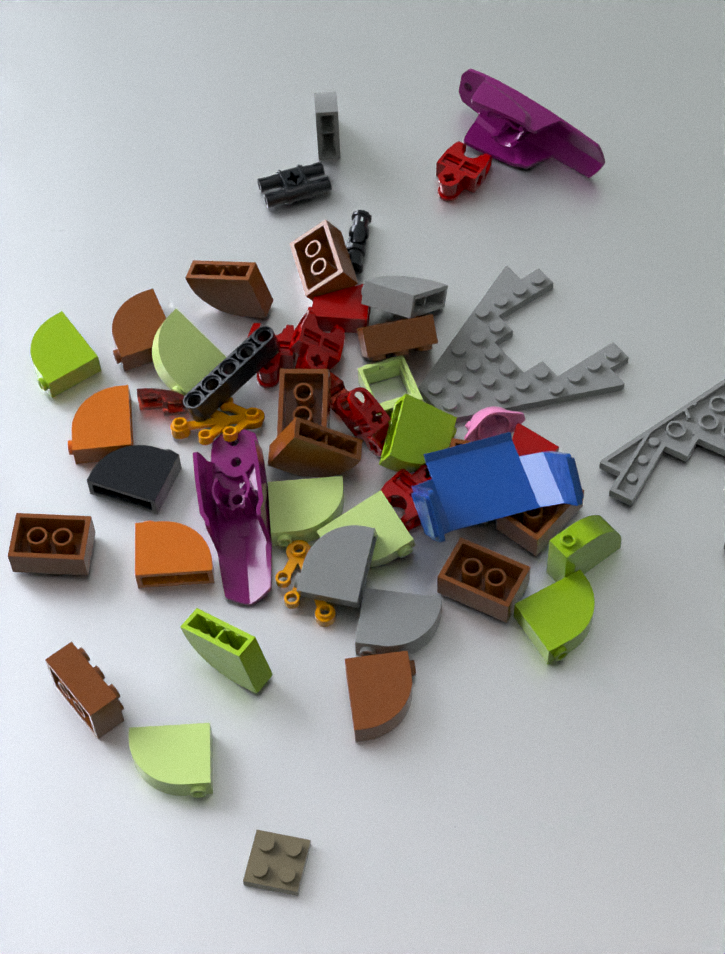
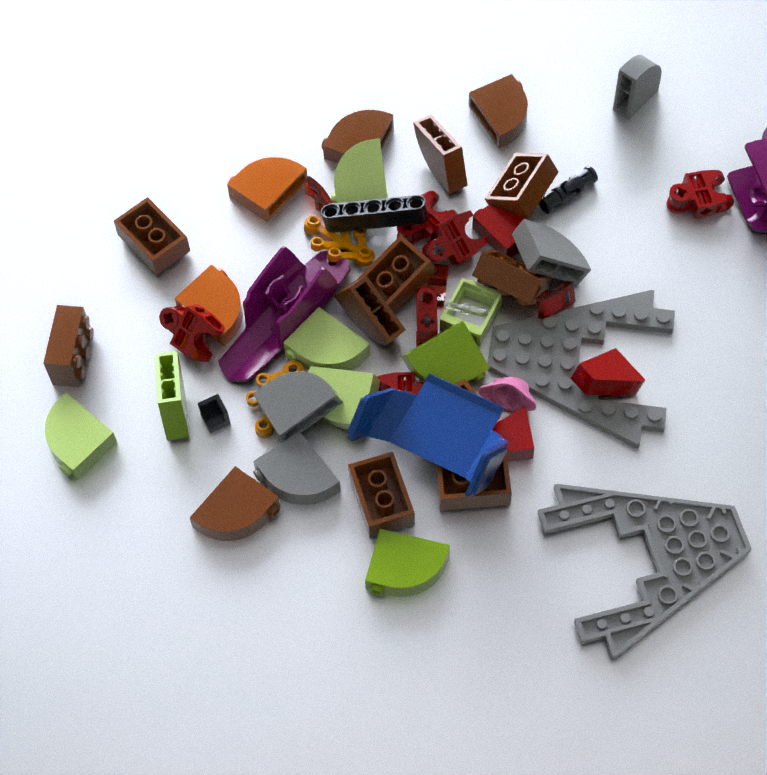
camera: 45 degrees right, 5 degrees up
(61, 356) = (292, 115): lime brick -> none
(136, 476) = (250, 234): black brick -> none
(169, 589) = (190, 329): none -> red piece
(234, 221) = (501, 109): none -> dark orange brick
(274, 637) = (214, 413): none -> black panel
(277, 862) = (63, 557): dark tan plate -> none
(294, 184) = (571, 114): black pin -> none
(390, 387) = (465, 308): none -> clear piece
(446, 328) = (555, 300): none -> slope
(550, 350) = (608, 375): none -> red slope
(581, 547) = (470, 531): lime brick -> none

